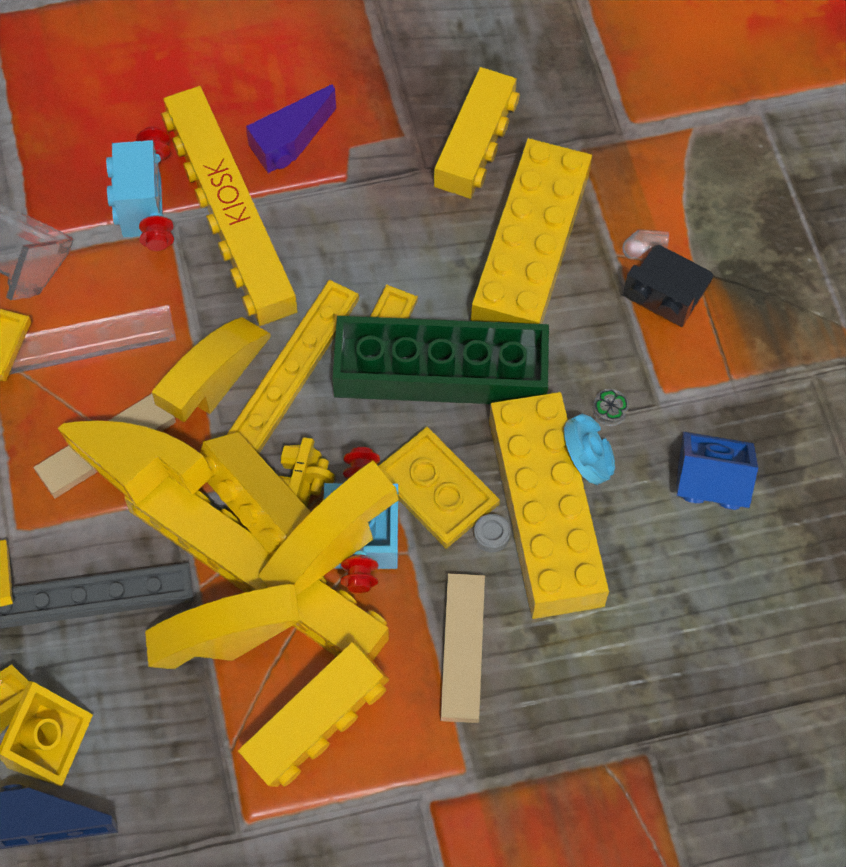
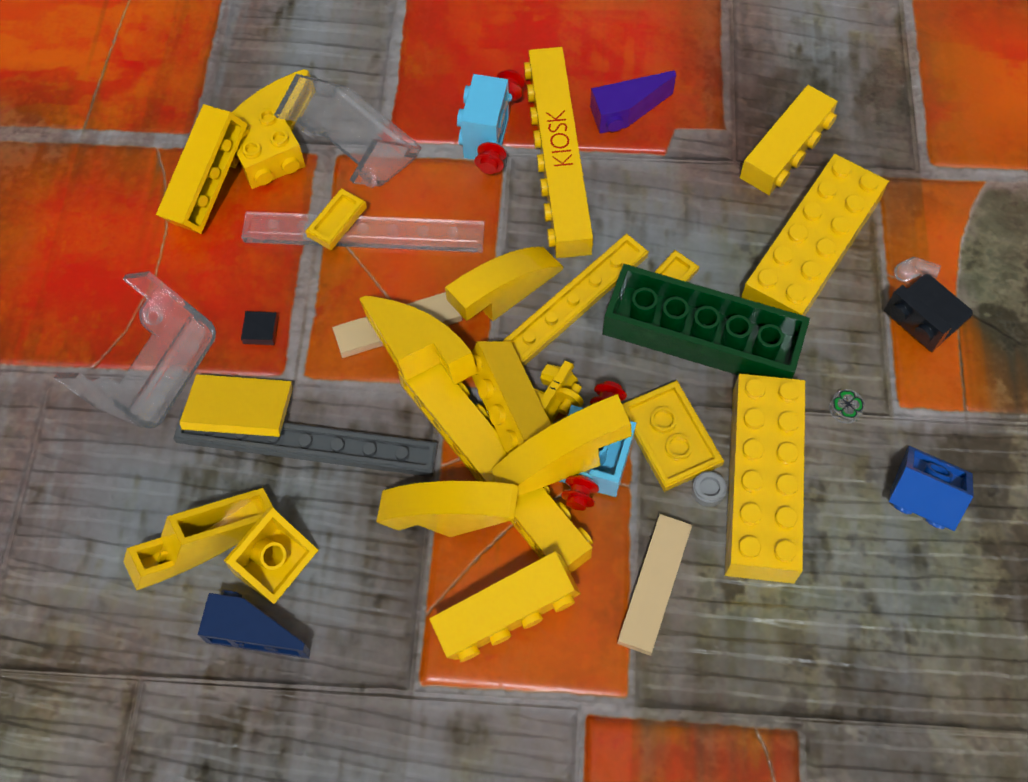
camera: 20 degrees right, 0 degrees up
(587, 450) = (815, 438): medium azure tile -> none

